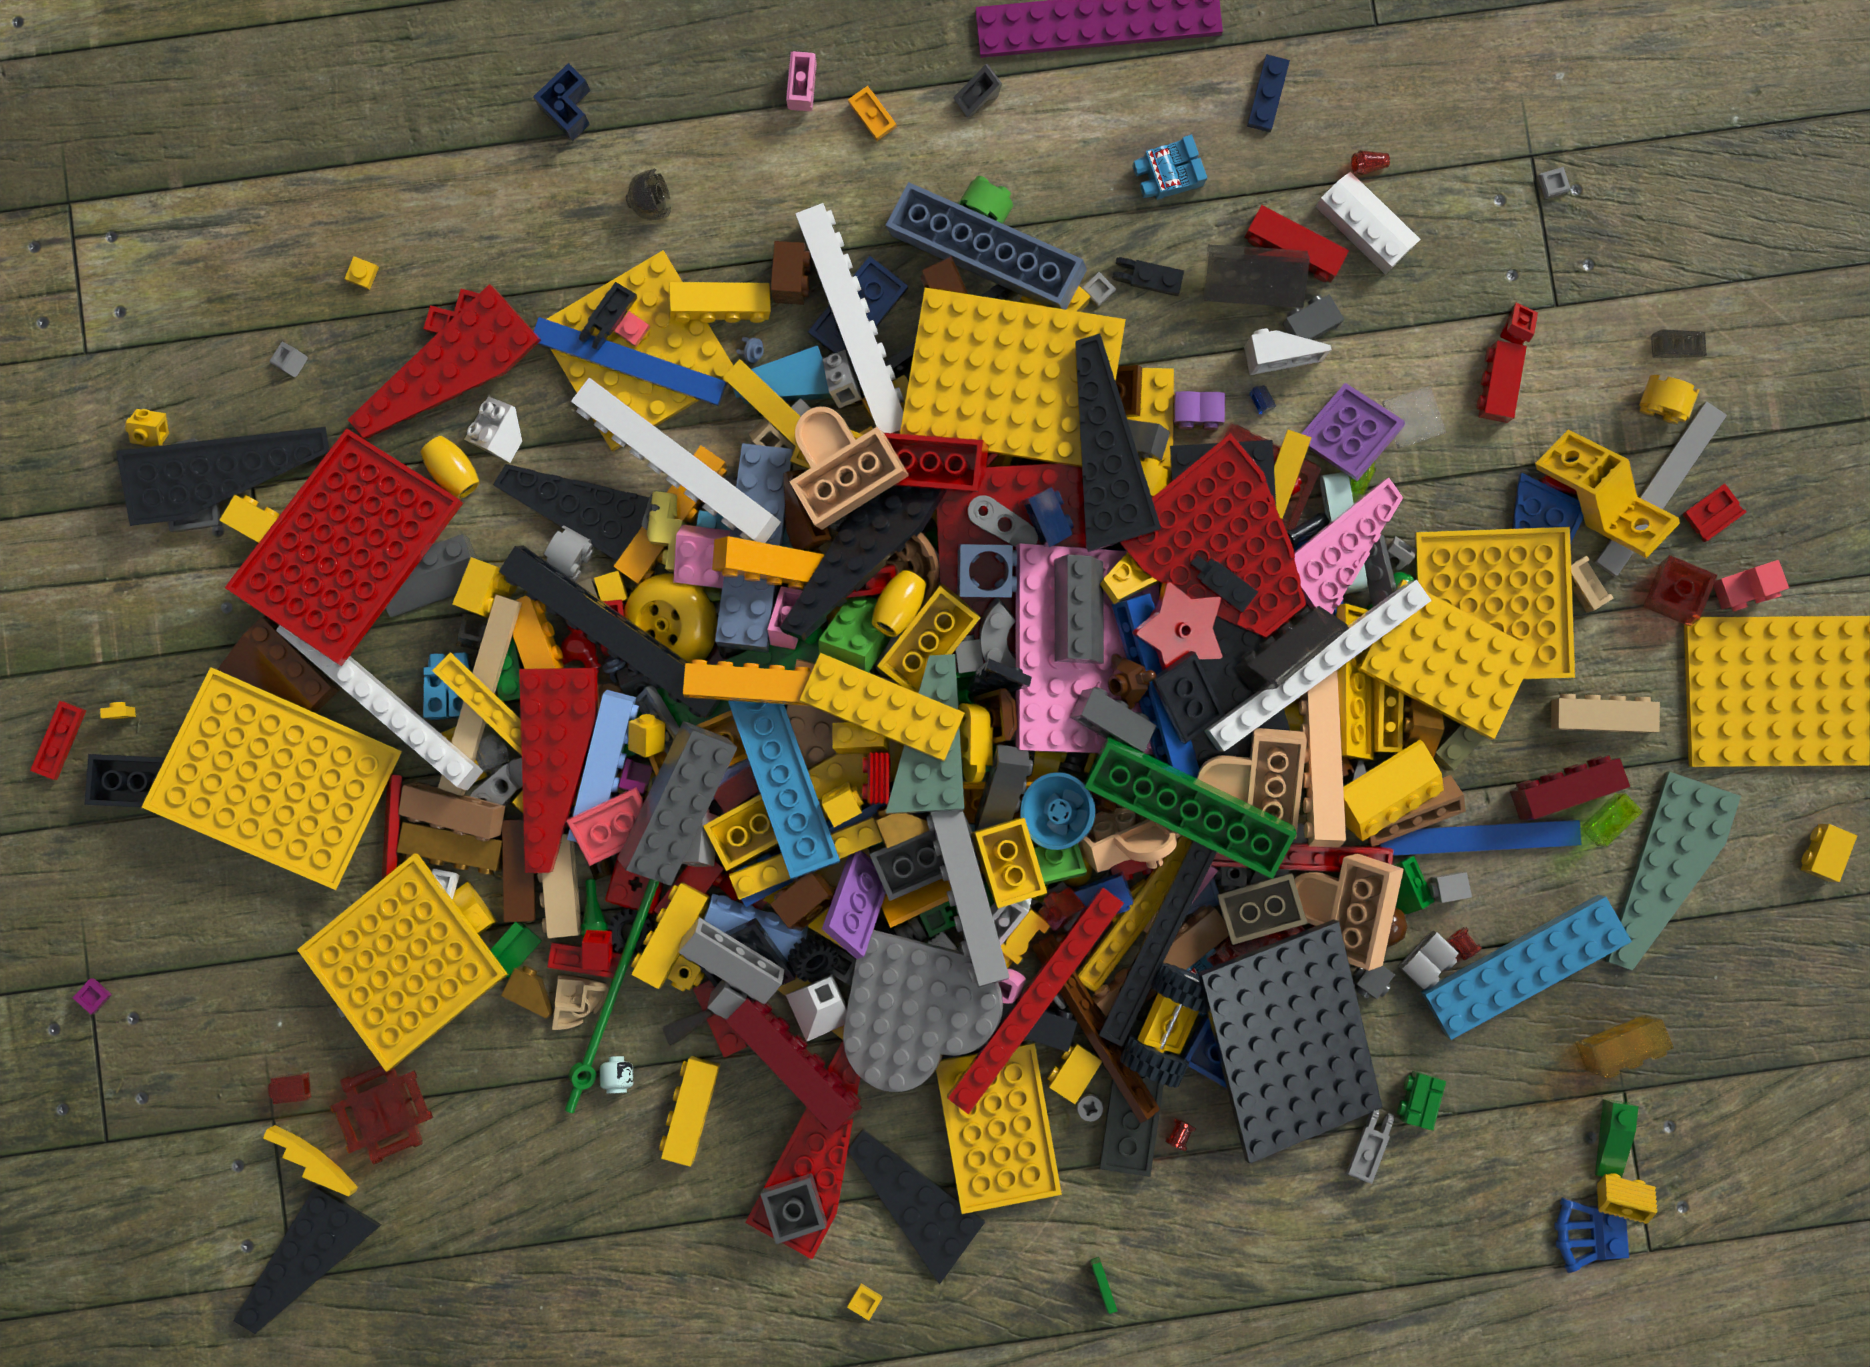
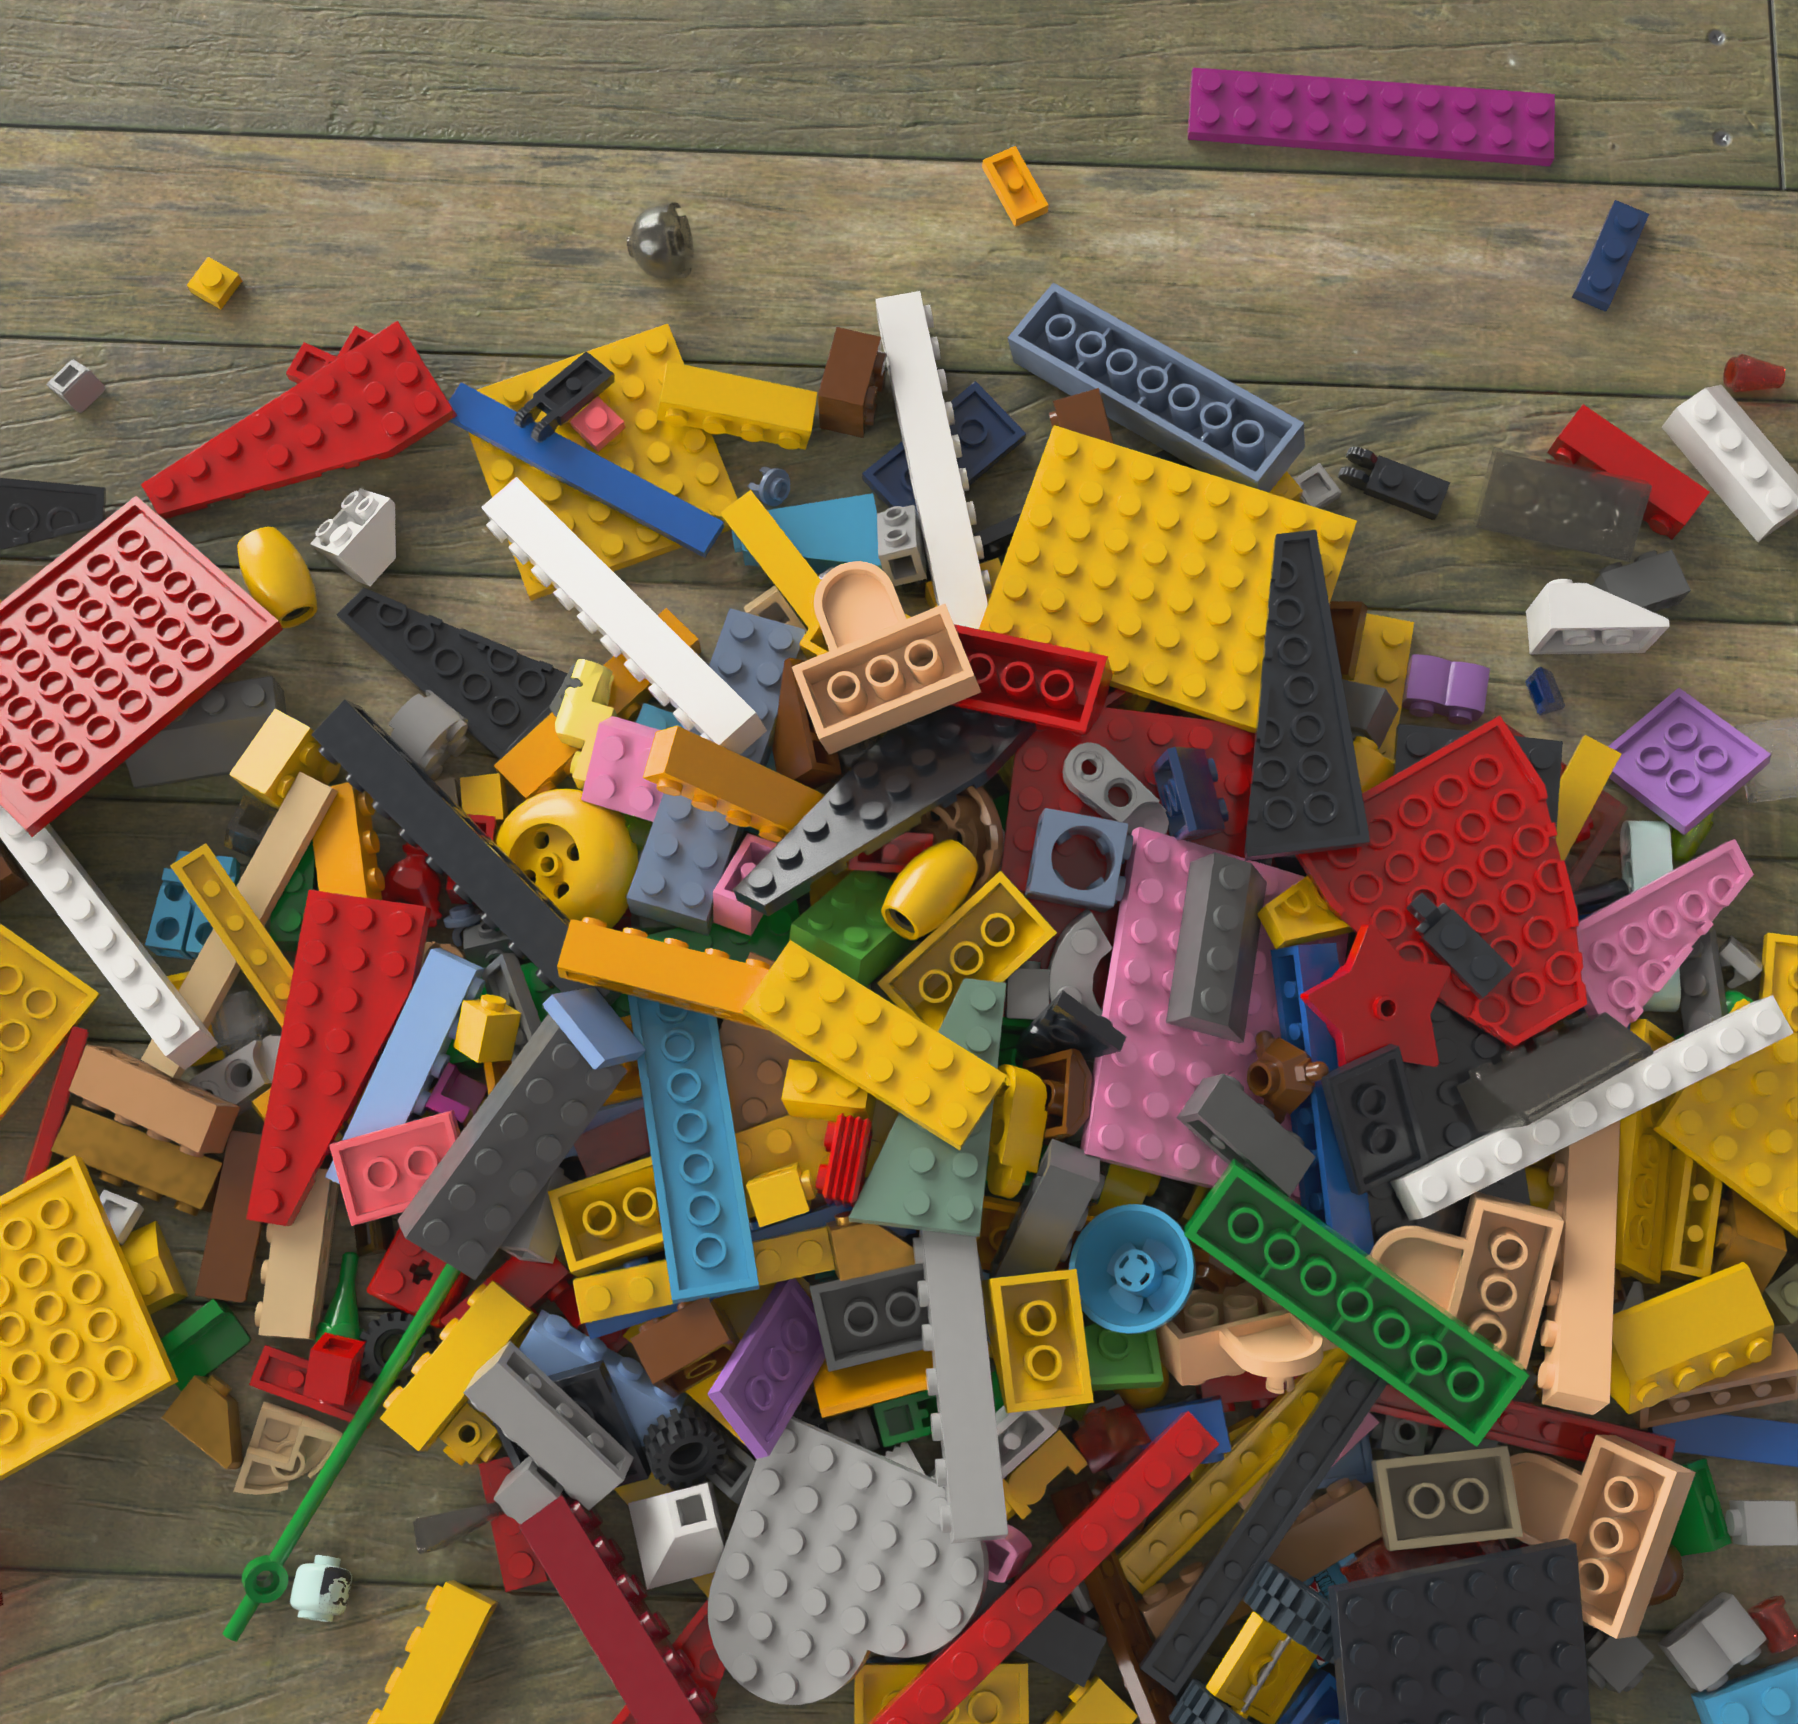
camera: 10 degrees right, 10 degrees down
(560, 98) = (561, 90): dark blue brick -> none
(712, 726) = (593, 1027): none -> medium blue tile
(801, 81) = (919, 123): bright pink brick -> none
(978, 91) = (1180, 176): dark grey slope -> none
(987, 199) = (1170, 324): bright green brick -> none
(1171, 169) = (1450, 335): dark azure hips -> none

